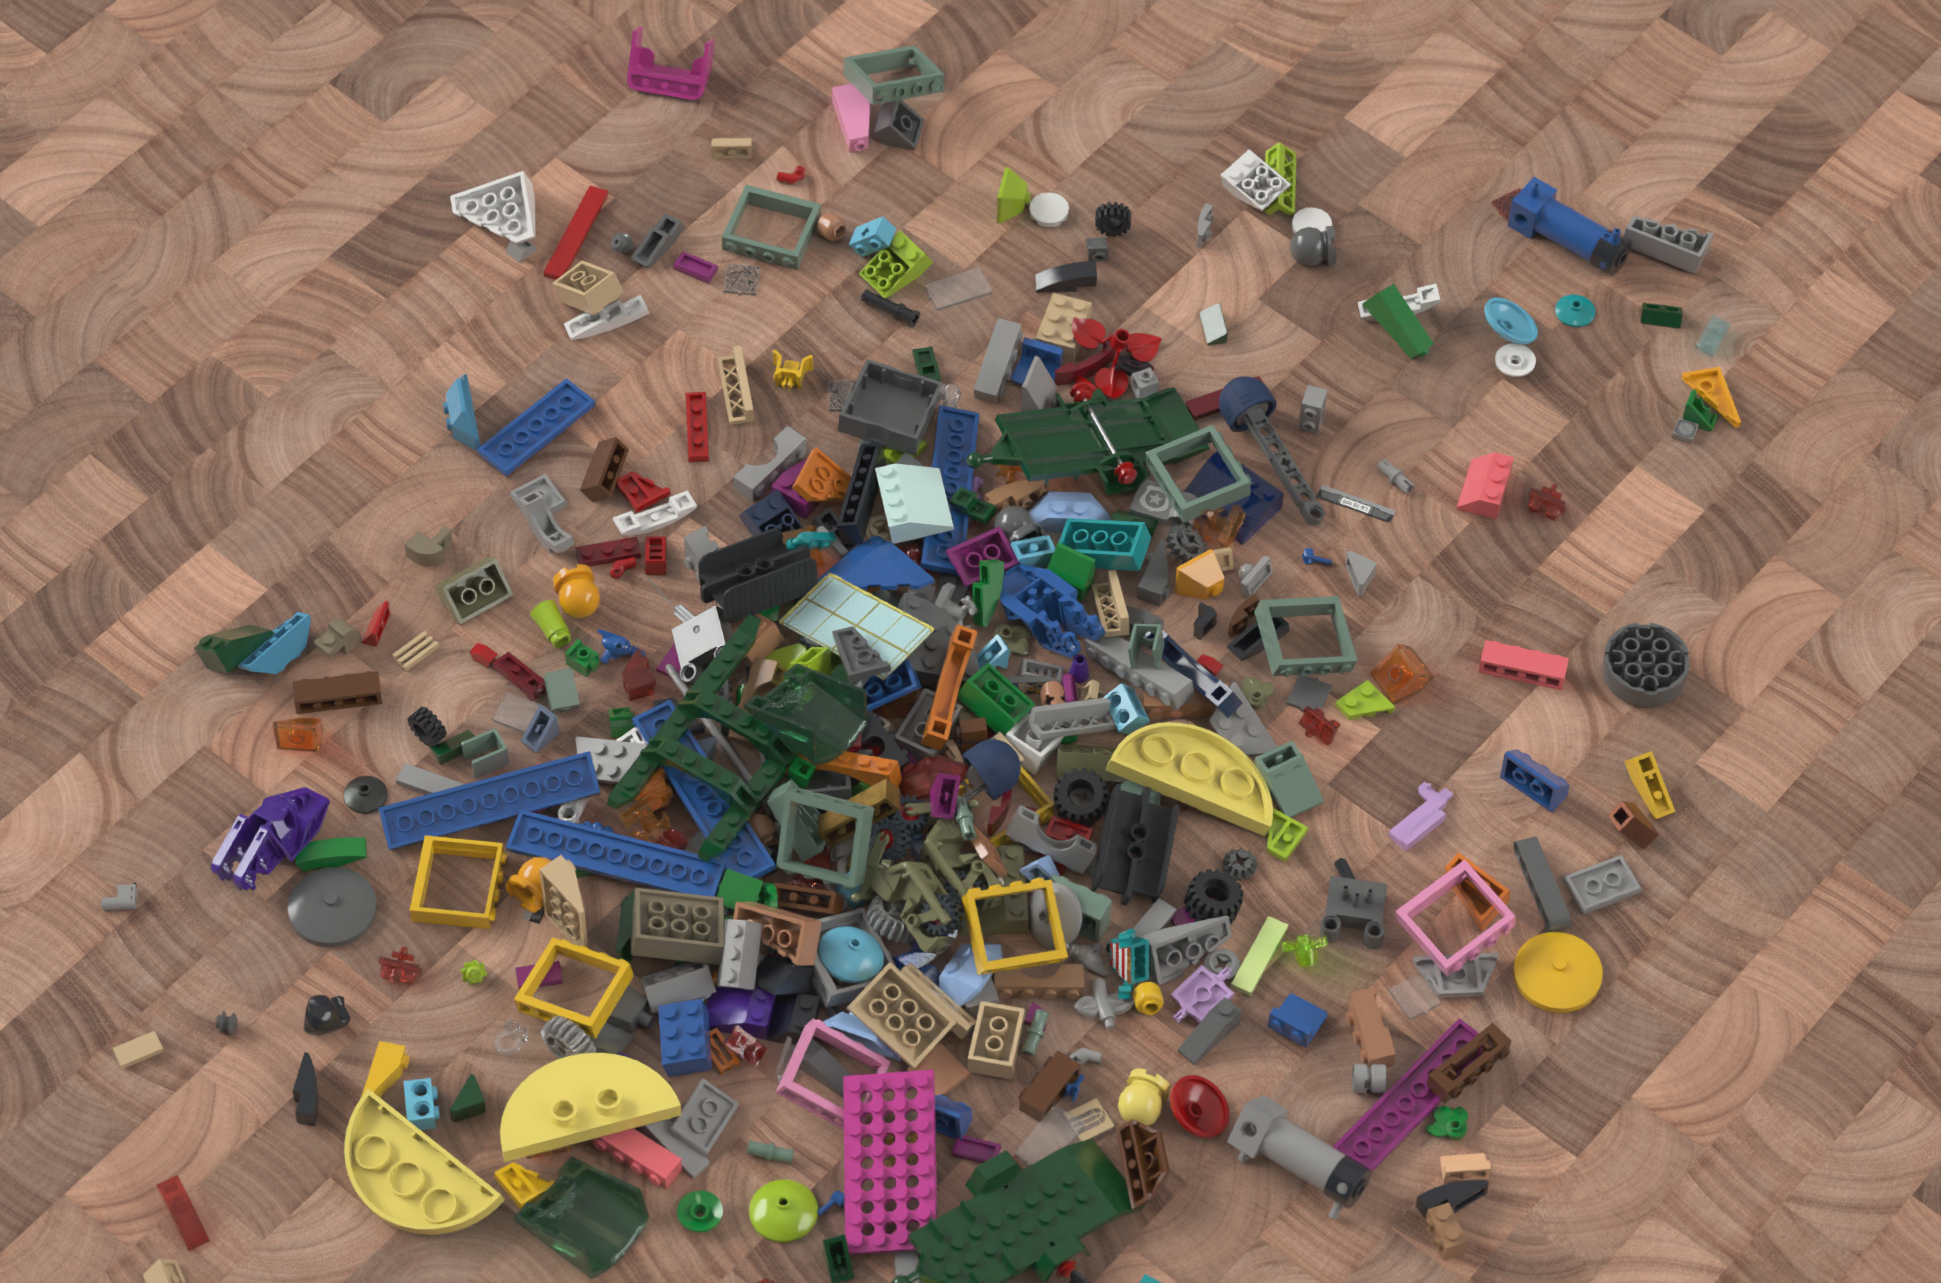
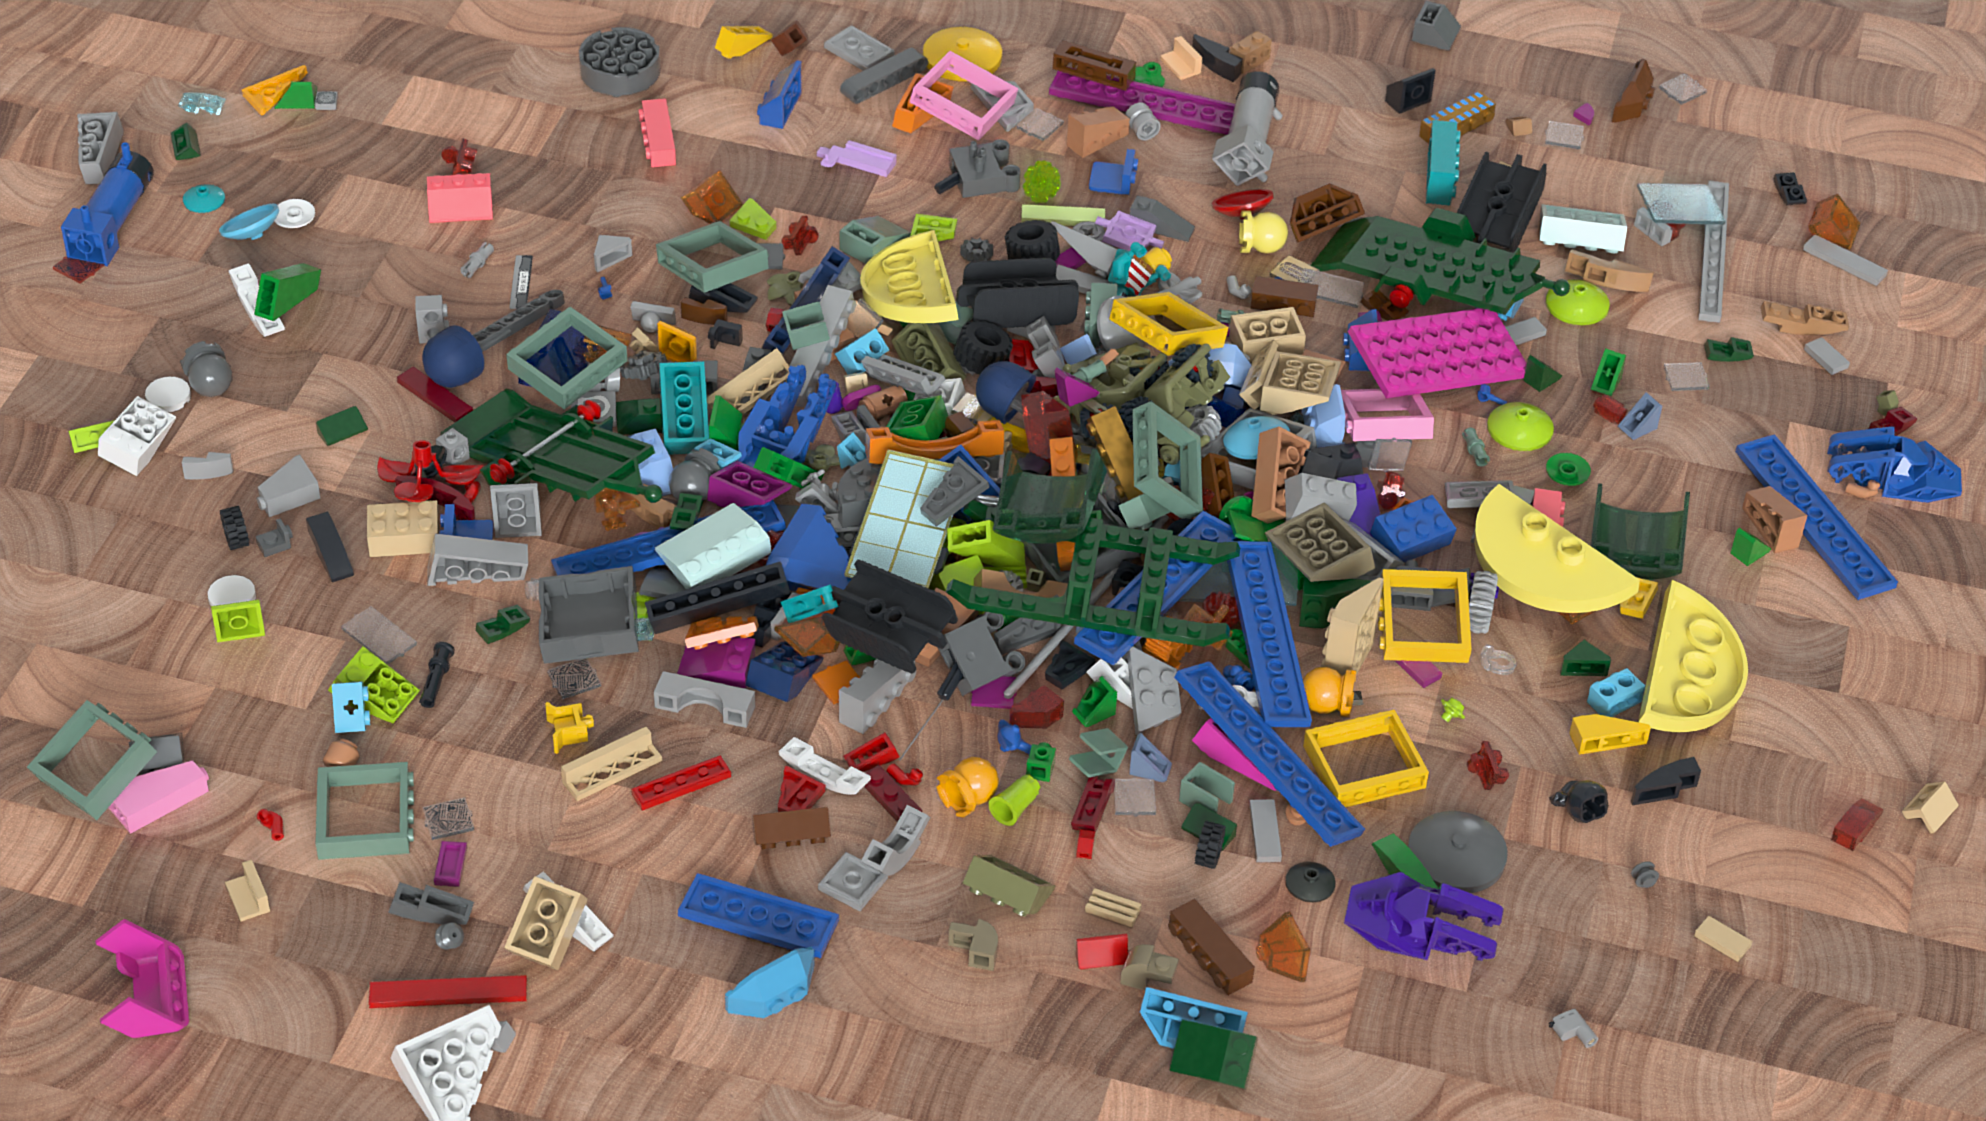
camera: 115 degrees left, 10 degrees down
(1152, 270) = (288, 488): none -> light grey slope

